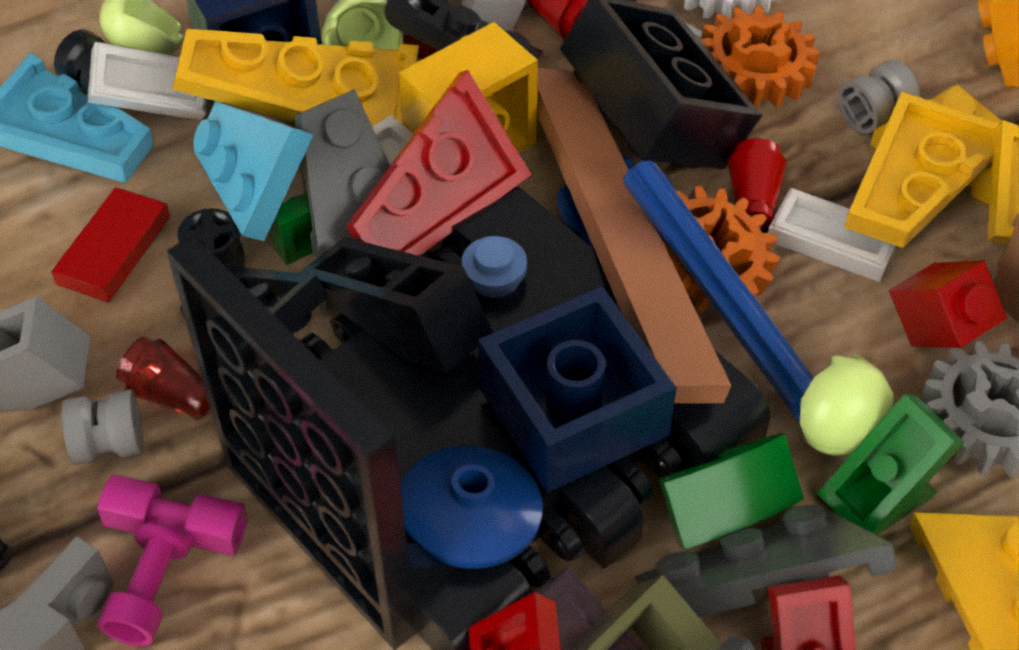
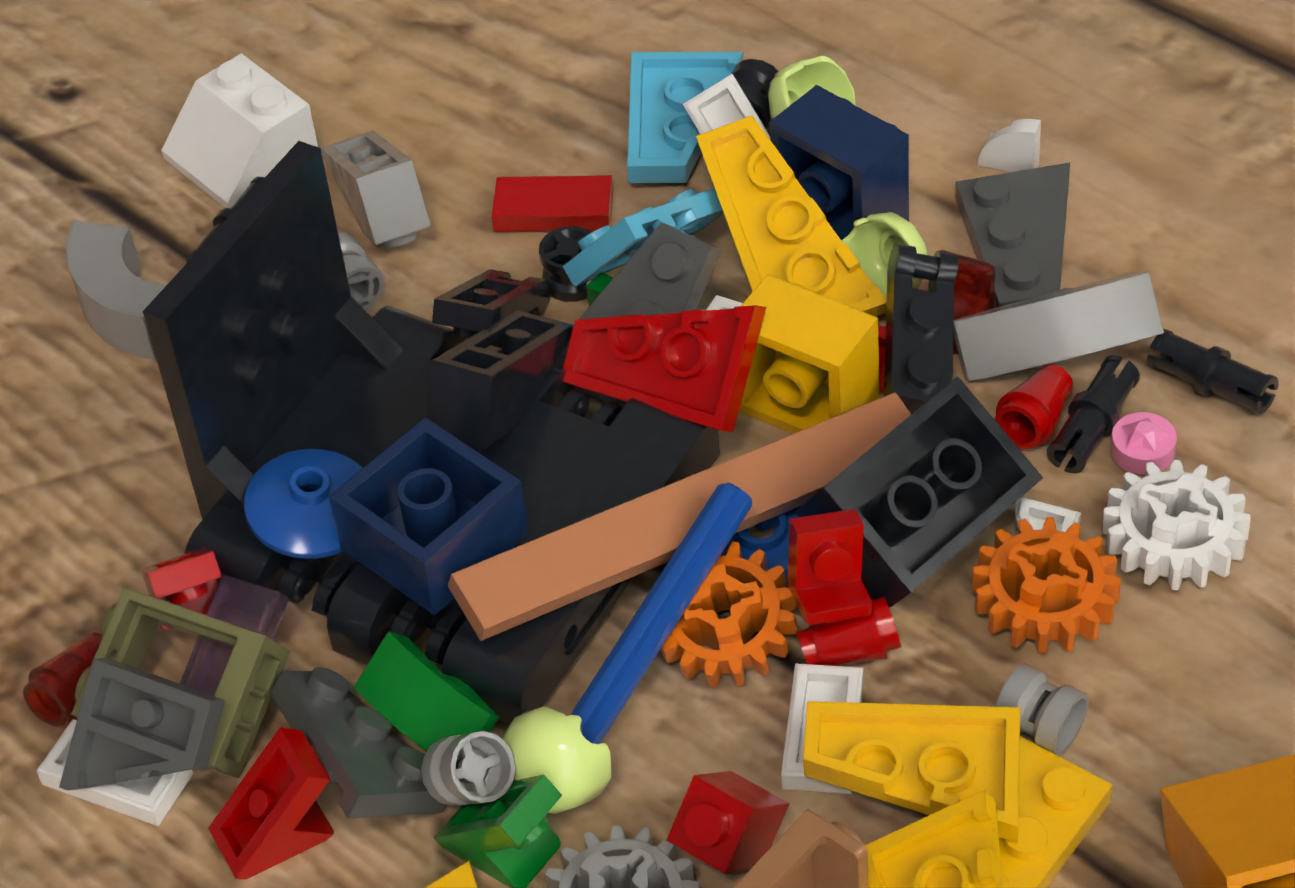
camera: 75 degrees right, 5 degrees down
(163, 377) = (414, 281): clear red cone -> none
(495, 265) = (579, 434): medium blue plate -> none
(736, 156) = (828, 567): none -> red bracket
(845, 466) = (484, 766): none -> light grey wheel

